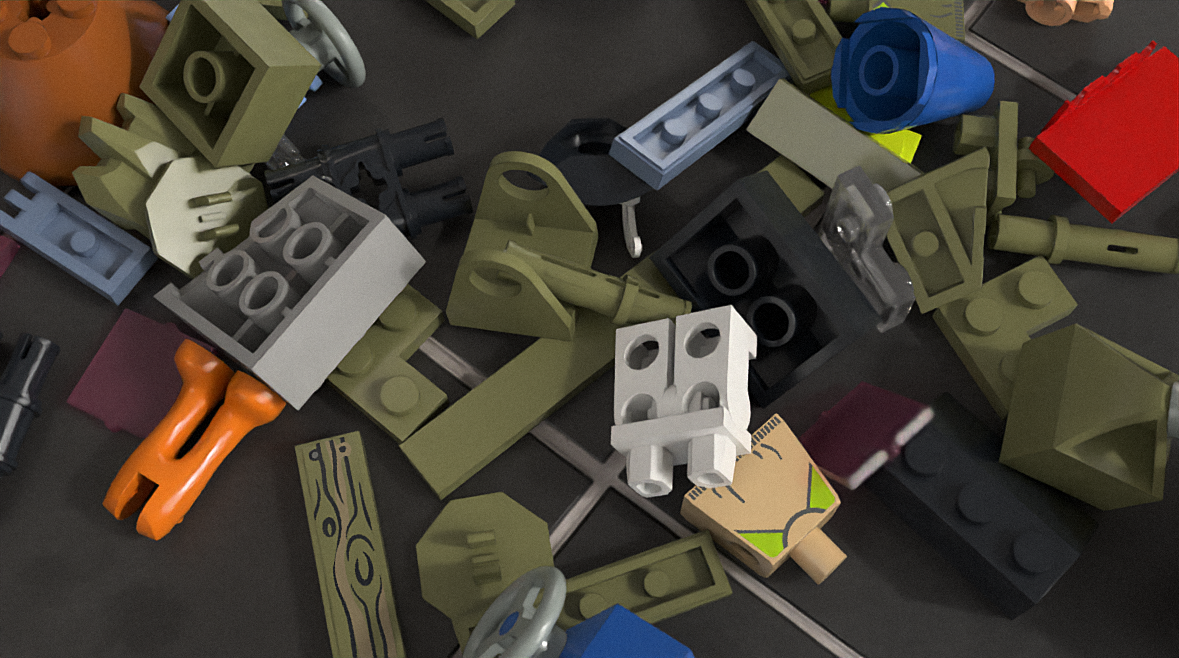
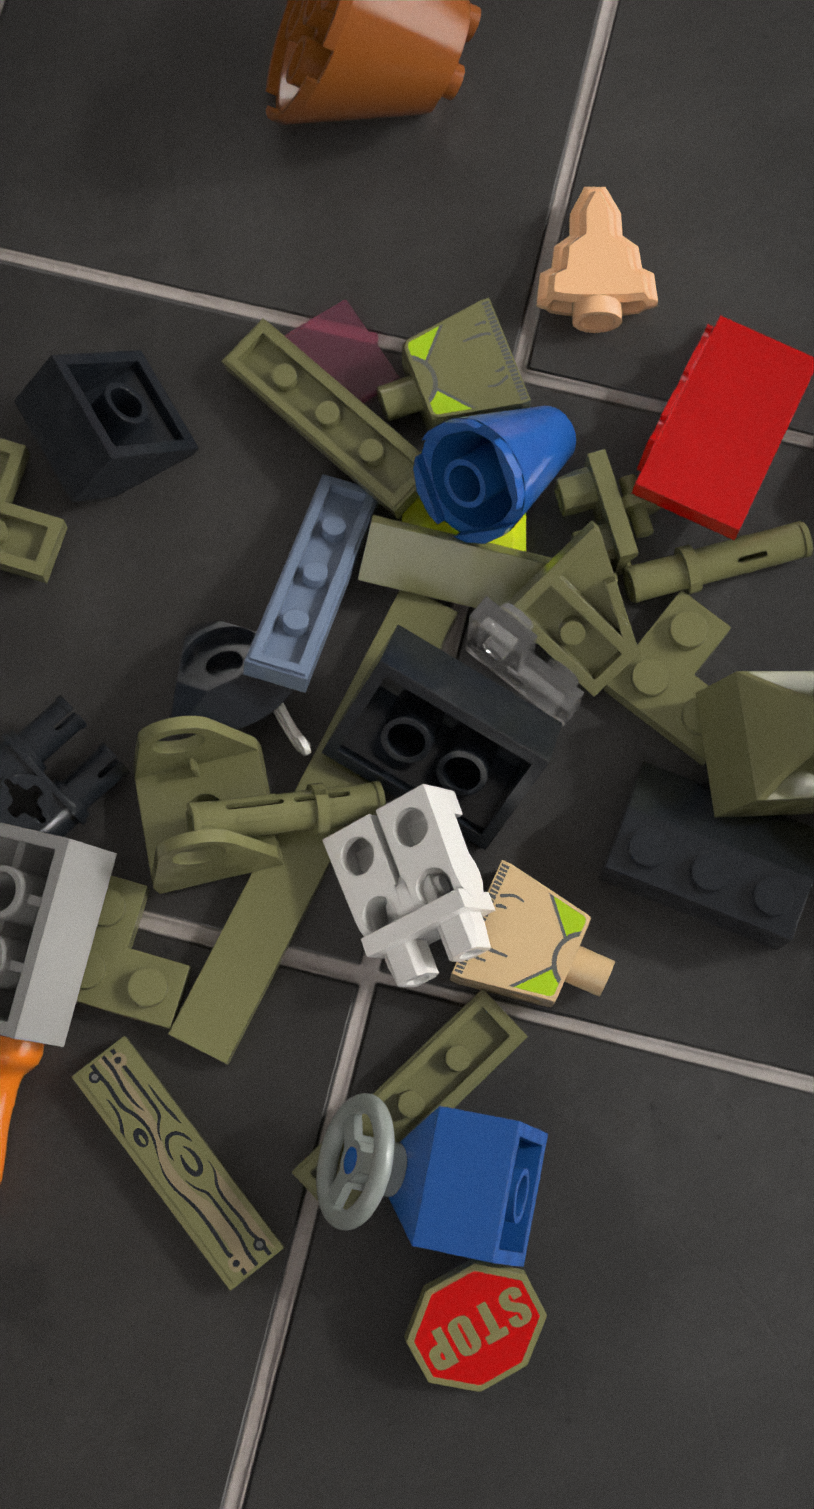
camera: 25 degrees left, 10 degrees up
(479, 551) = (288, 1097): olive piece -> none
(863, 433) = (583, 844): clear pink piece -> none

